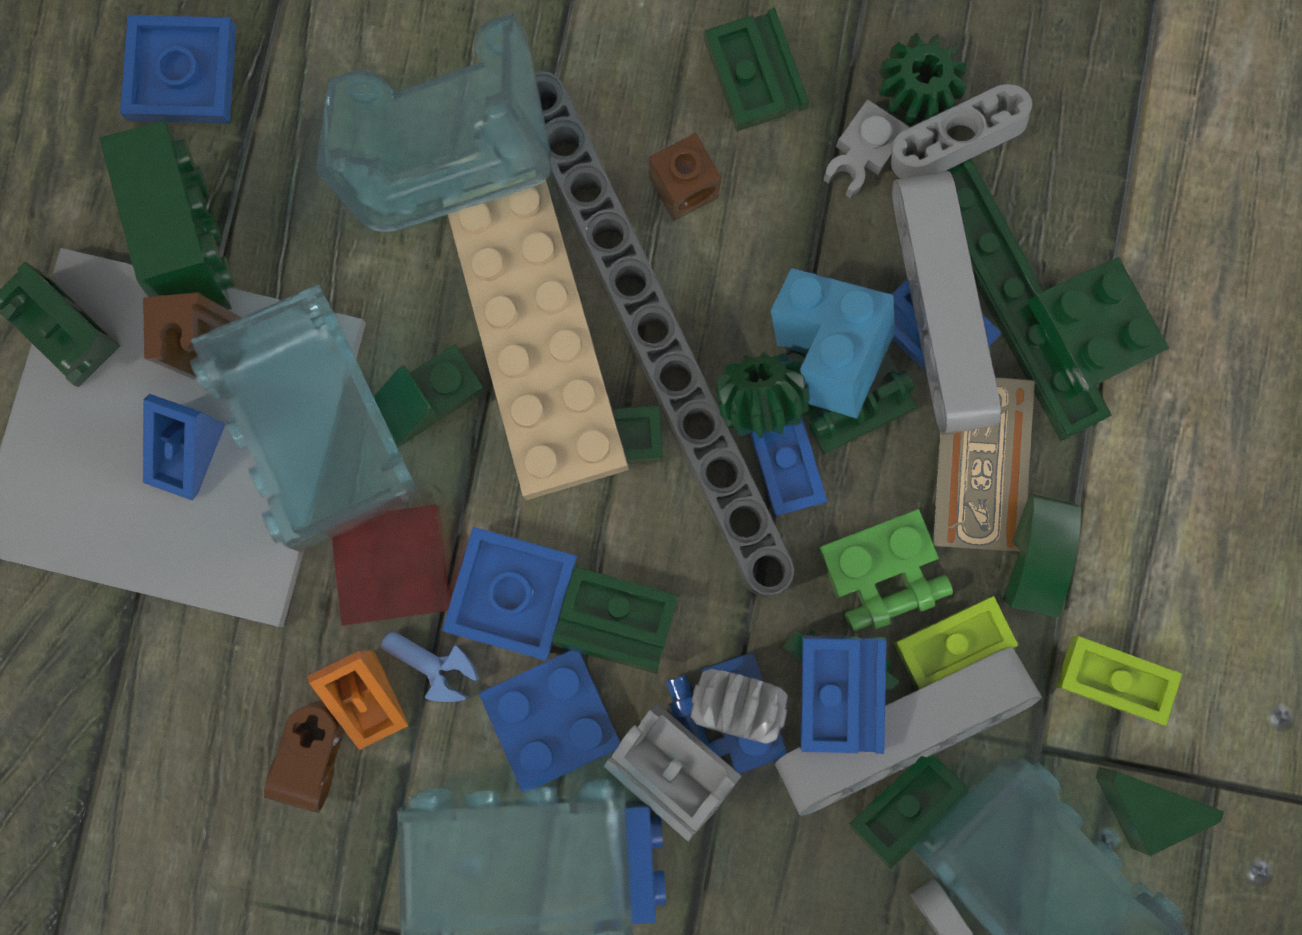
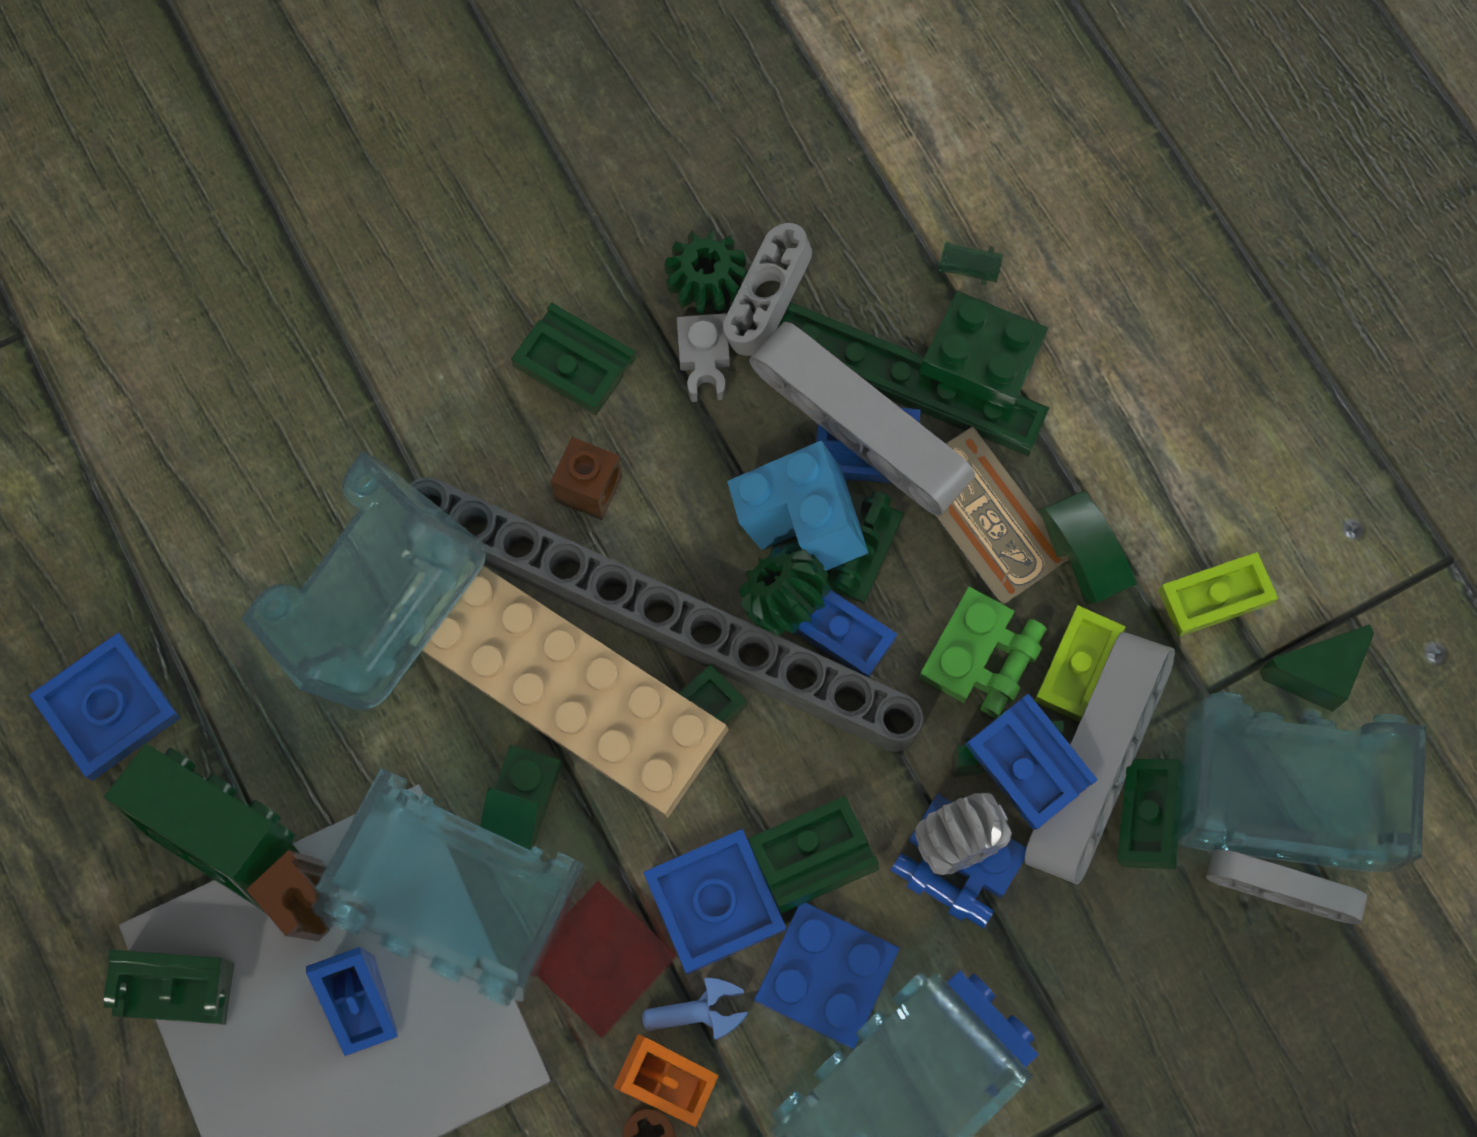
camera: 40 degrees left, 10 degrees down
(672, 771) = (954, 929): light grey hinge -> none
(1151, 242) = (971, 262): none -> clear green pin

